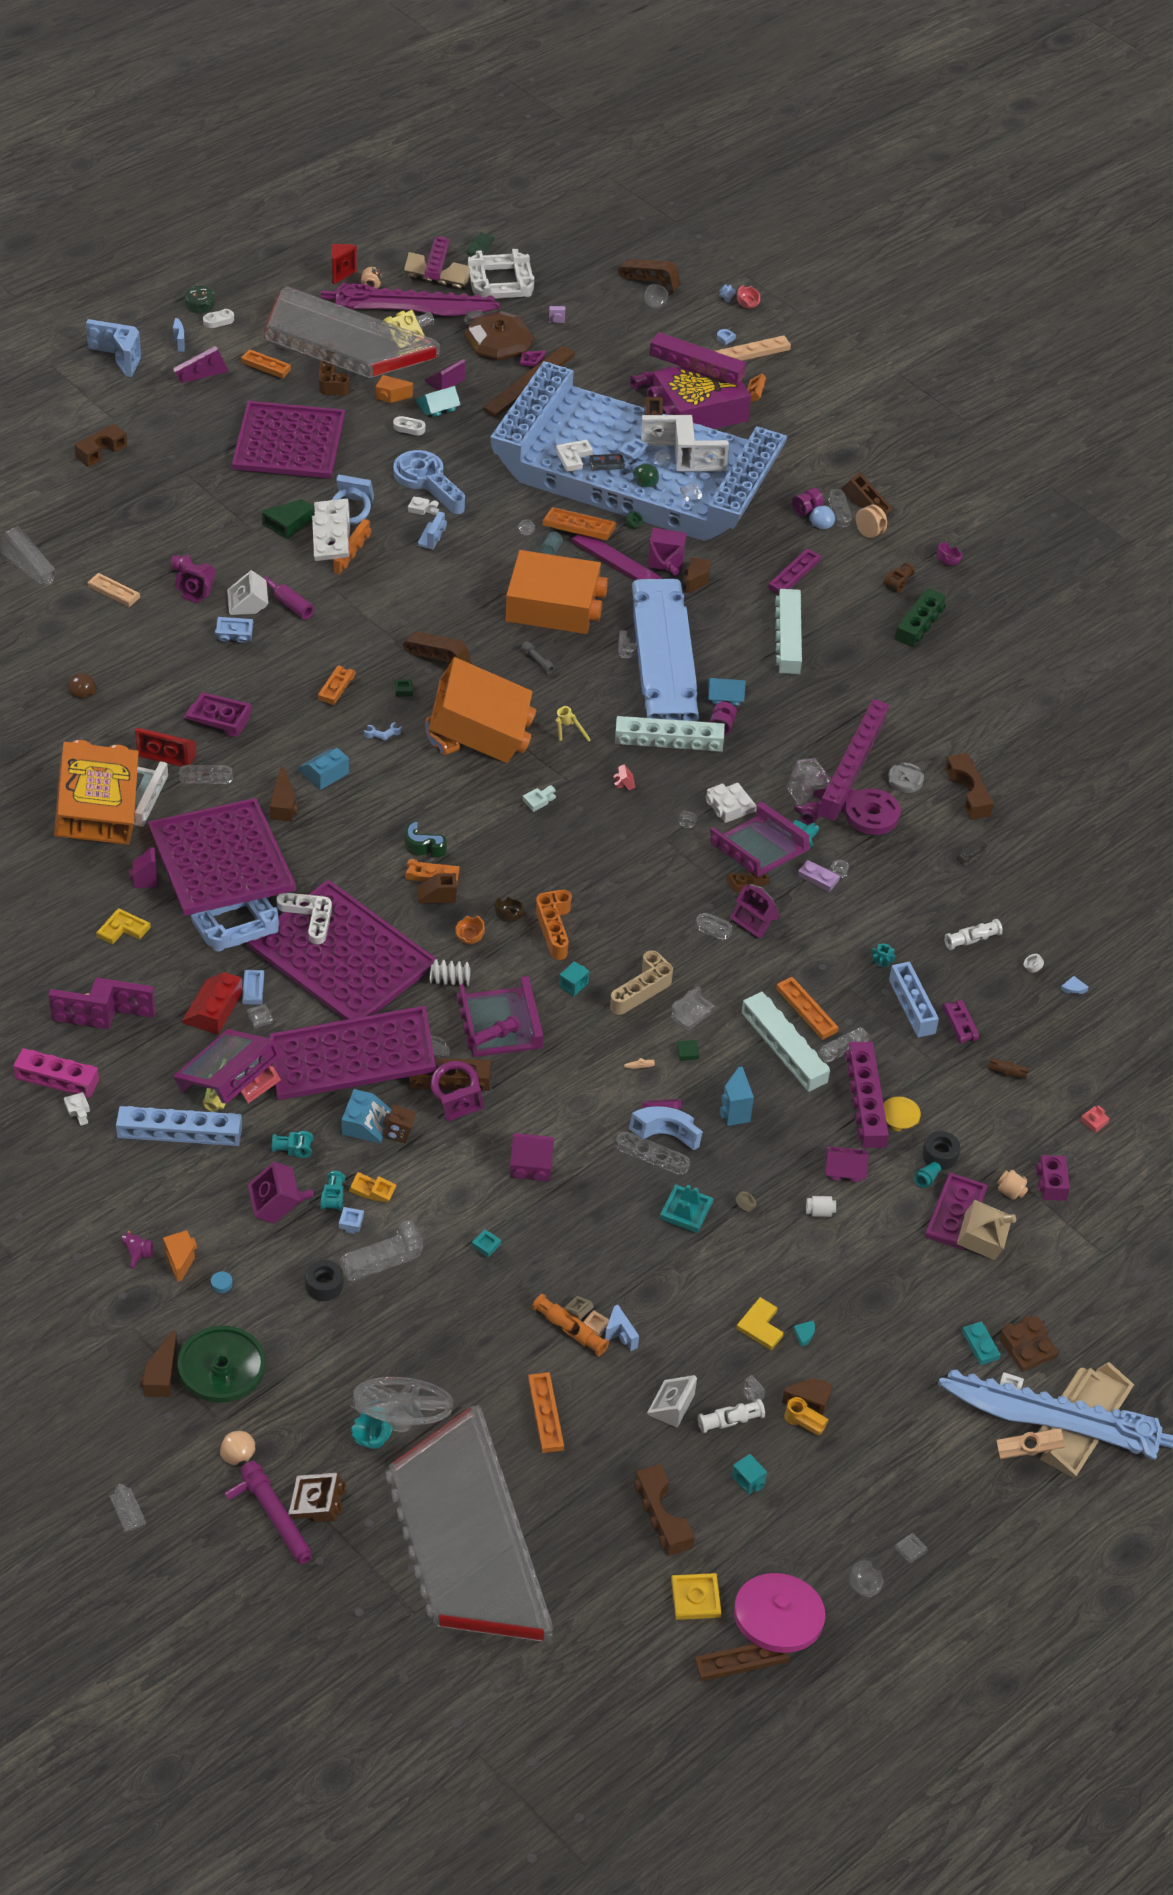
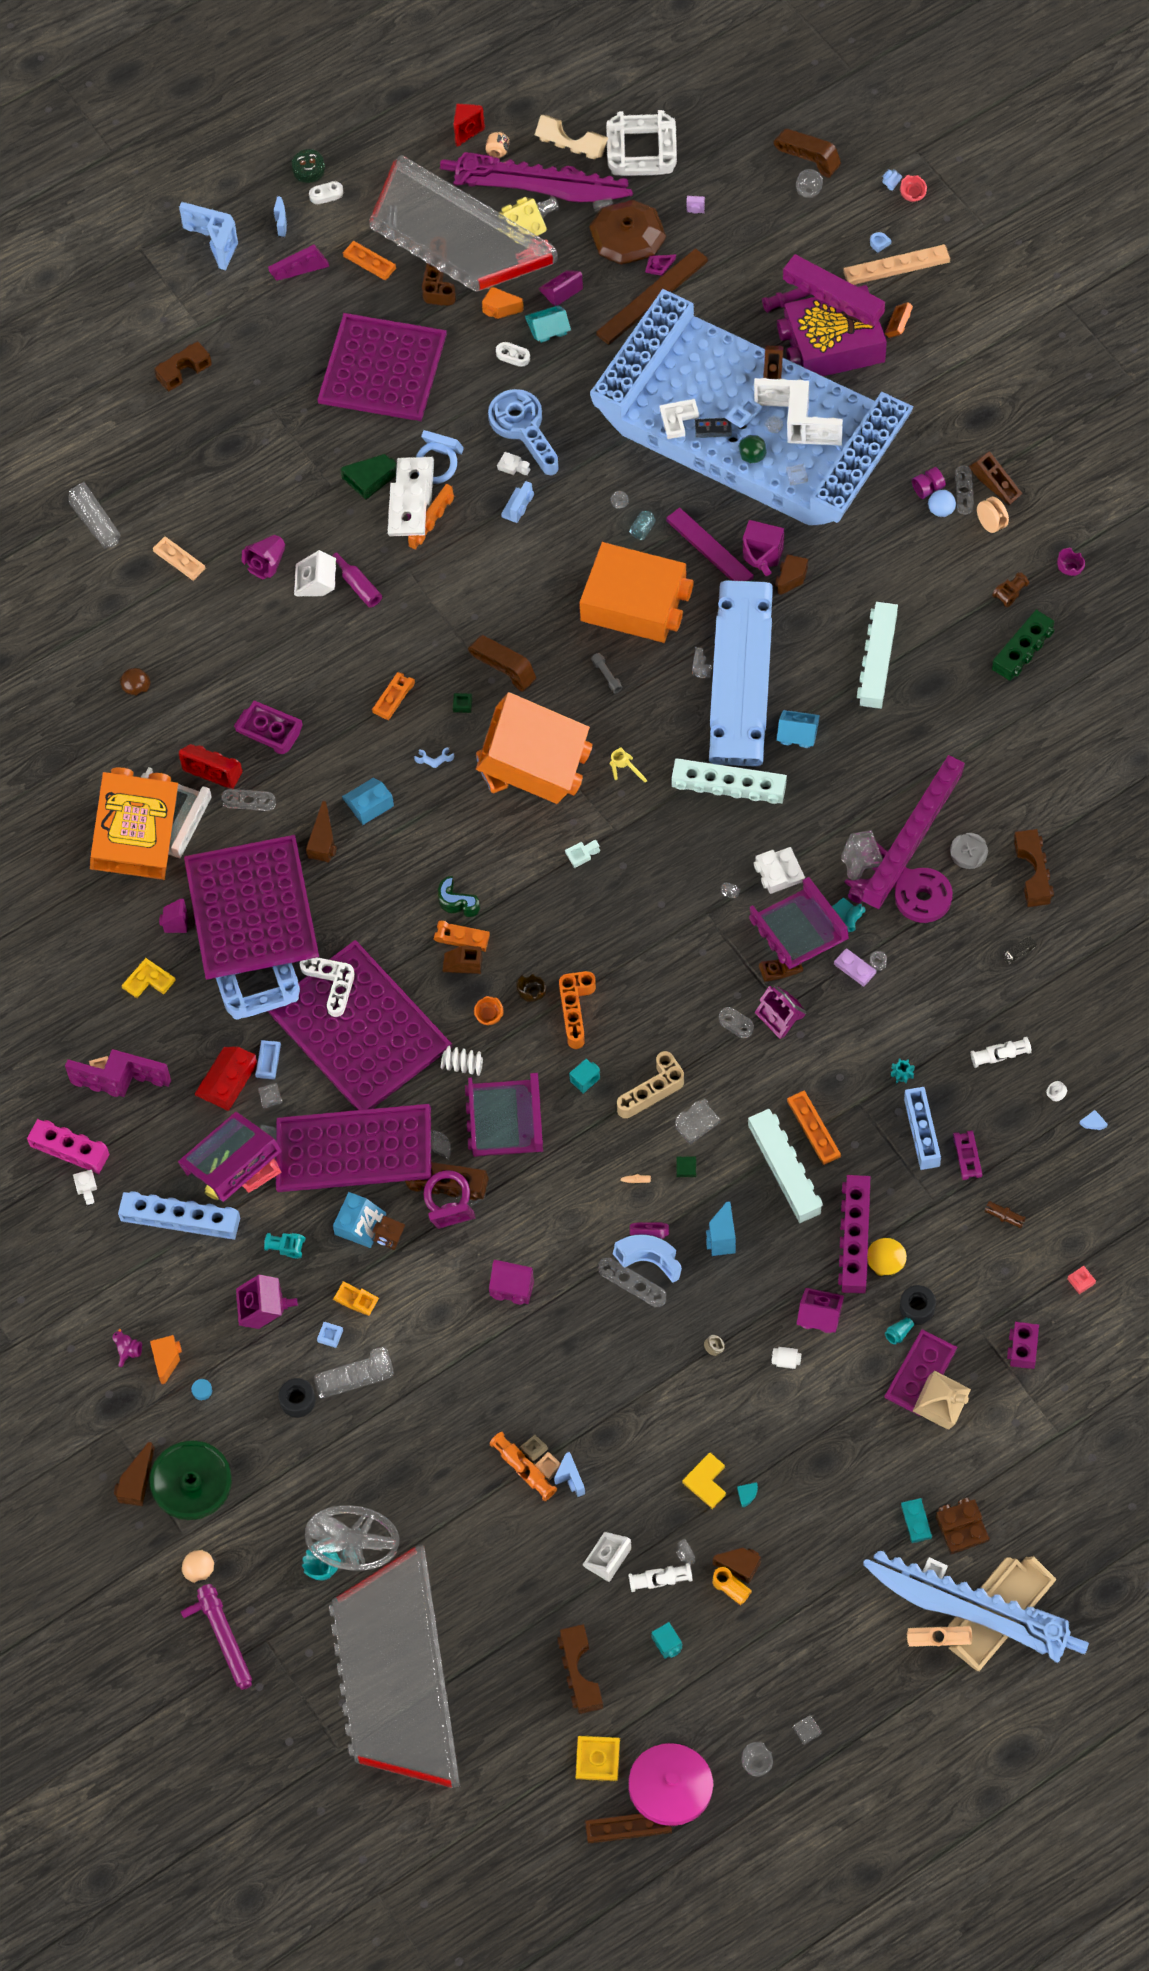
camera: 15 degrees right, 15 degrees up
(127, 1508) = (91, 1619): clear hinge -> none
(179, 563) = (252, 530): magenta animal -> none
(234, 629) = (296, 618): light blue bracket -> none
(317, 1497) = (263, 1625): reddish brown plate -> none
(333, 1192) = (317, 1303): teal connector -> none
(437, 258) = (572, 121): magenta plate -> none
(481, 242) = (625, 97): clear green slope -> none
(486, 1243) = (456, 1370): teal plate -> none
(499, 1029) = (501, 1132): magenta pin -> none
(546, 1412) = (486, 1557): orange plate -> none
(579, 523) = (676, 498): orange tile -> none
(624, 778) = (674, 834): coral tile -> none
(634, 520) = (736, 496): dark green tile -> none
(686, 1208) = (654, 1348): teal plate -> none
(724, 713) = (788, 763): magenta wheel -> none
(795, 571) = (898, 575): magenta plate -> none
(838, 1046) = (840, 1174): clear beam -> none
(1012, 1184) = (981, 1349): light nougat head -> none

